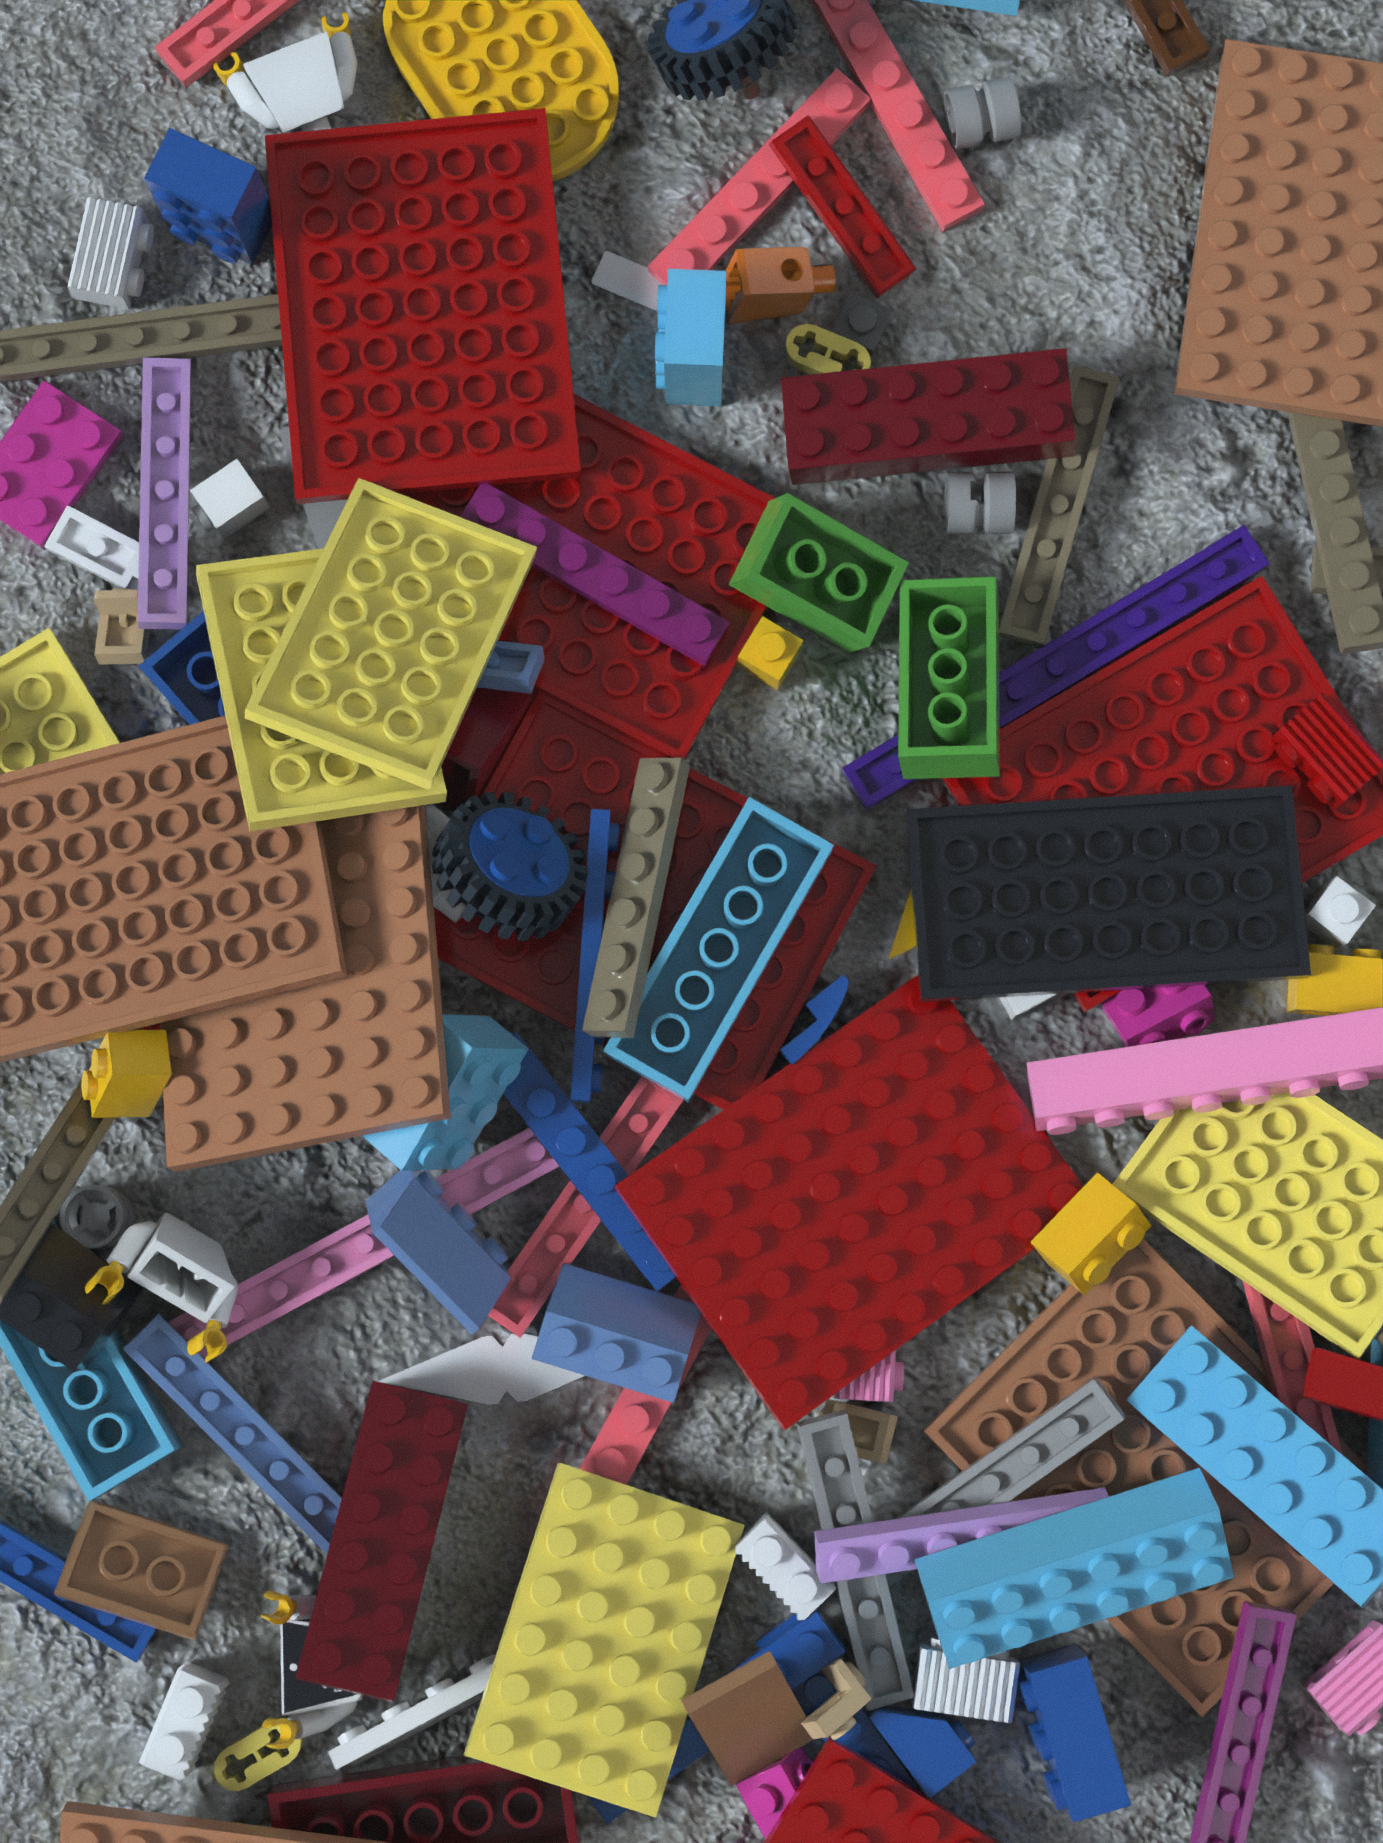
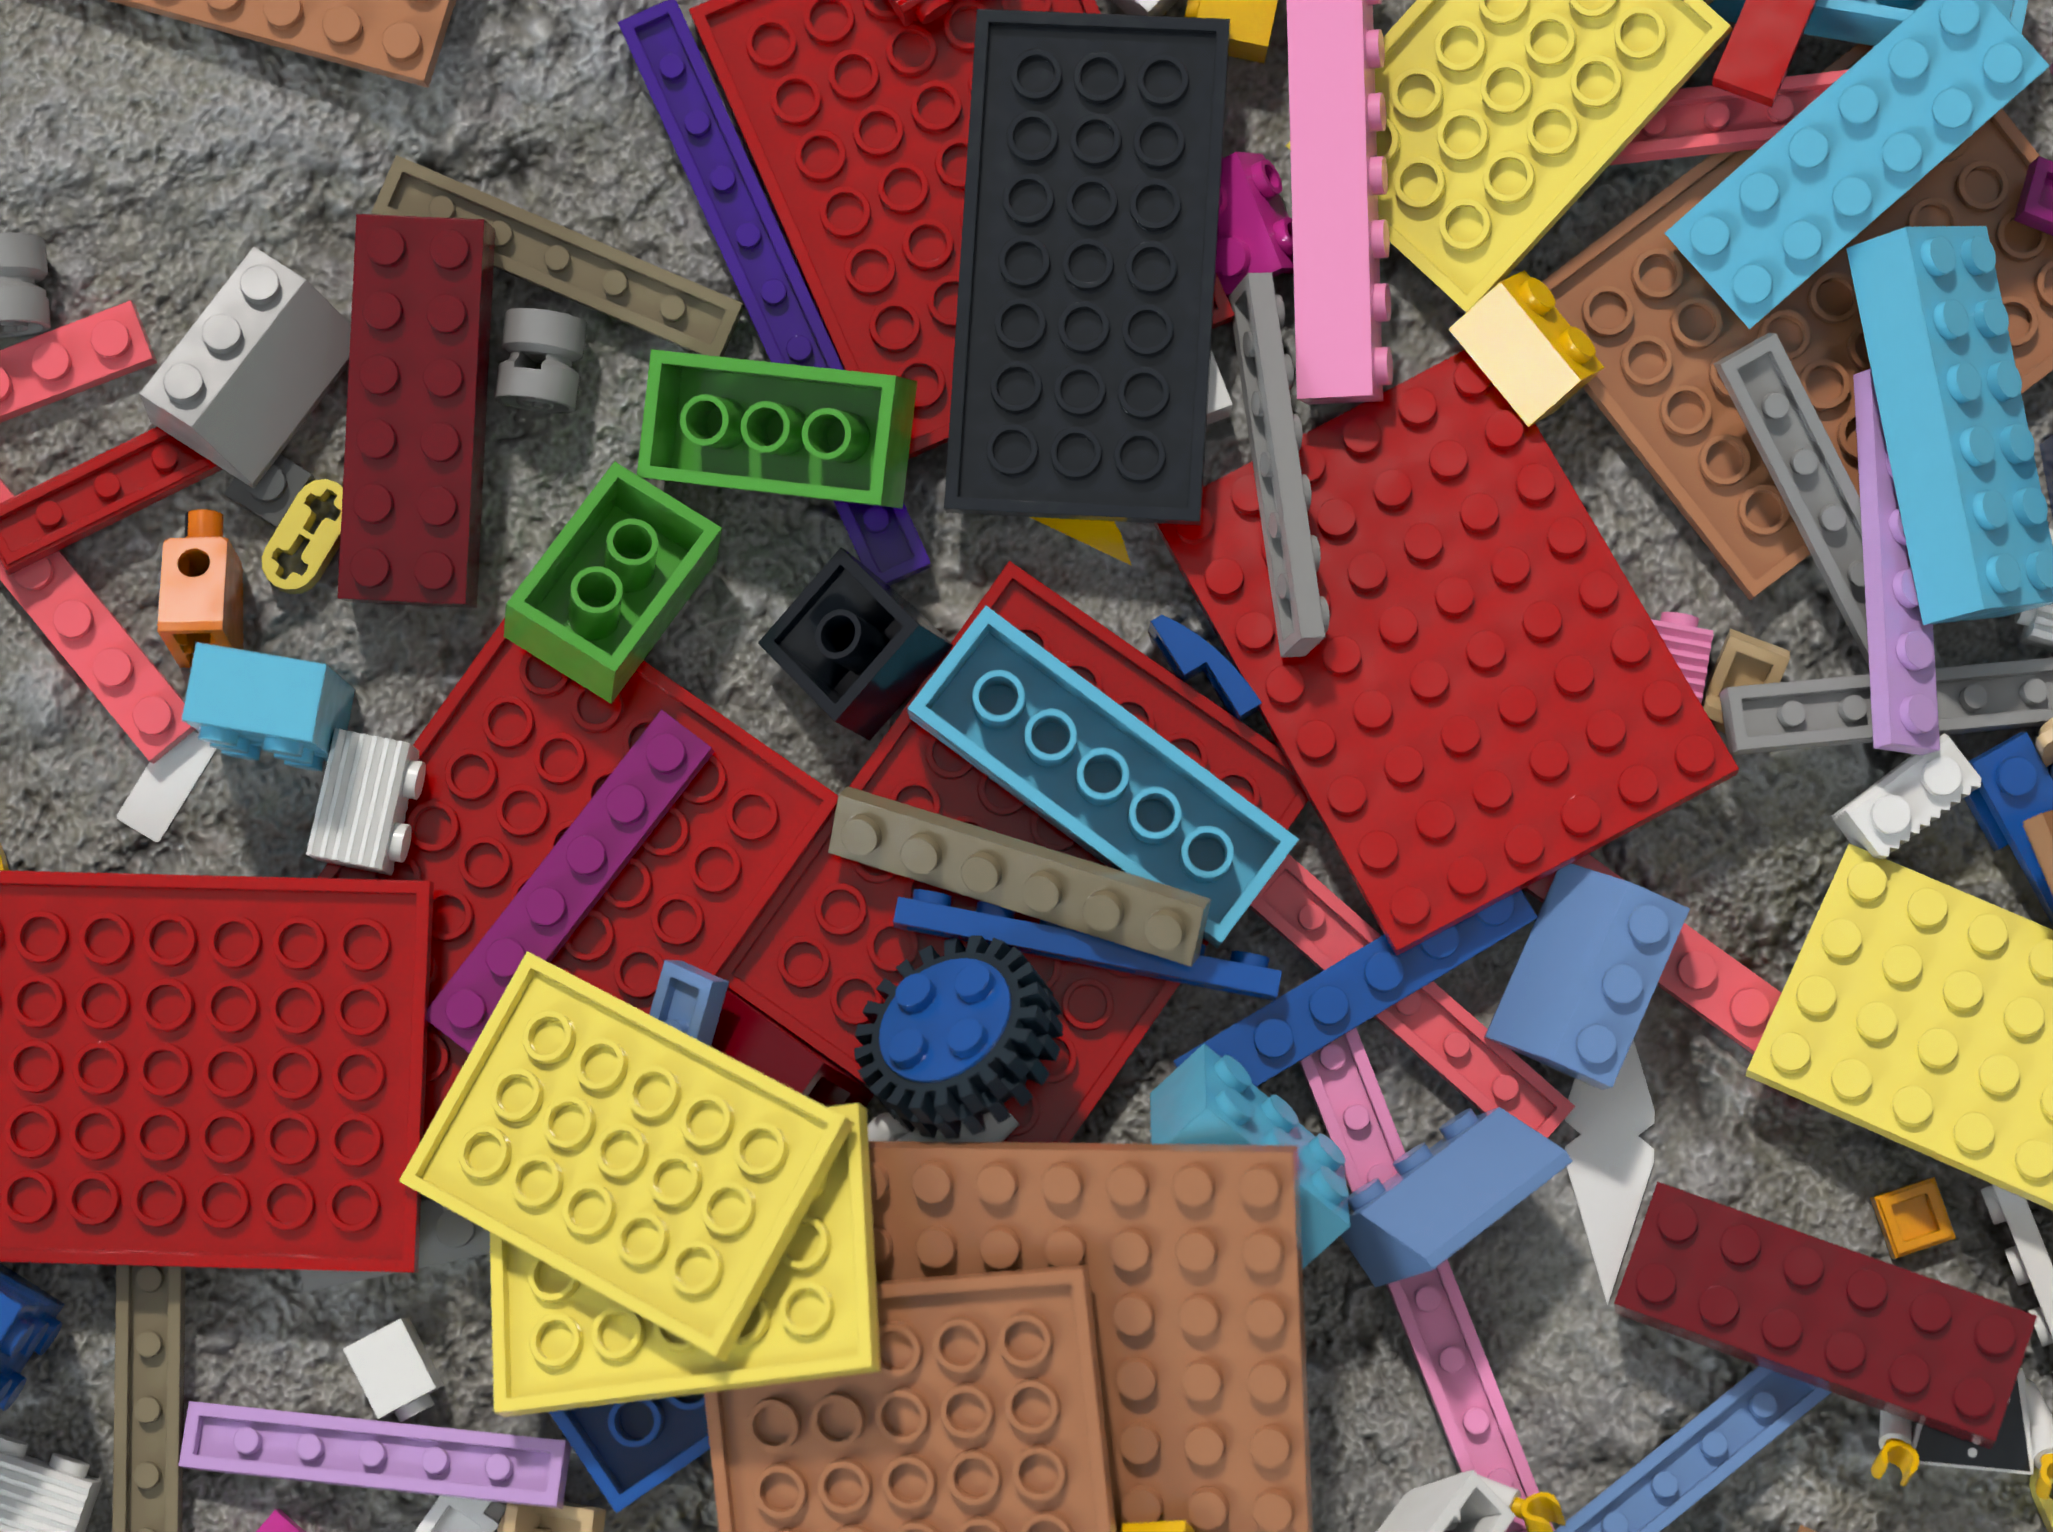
camera: 85 degrees left, 0 degrees up
(468, 1606) = (1912, 1218): none -> light orange tile
(633, 419) = (366, 802): none -> white brick
(769, 653) = (707, 663): yellow brick -> none
(796, 758) = (854, 645): none -> black slope
(943, 292) = (250, 368): none -> light grey slope
(991, 1050) = (1281, 488): none -> light grey plate

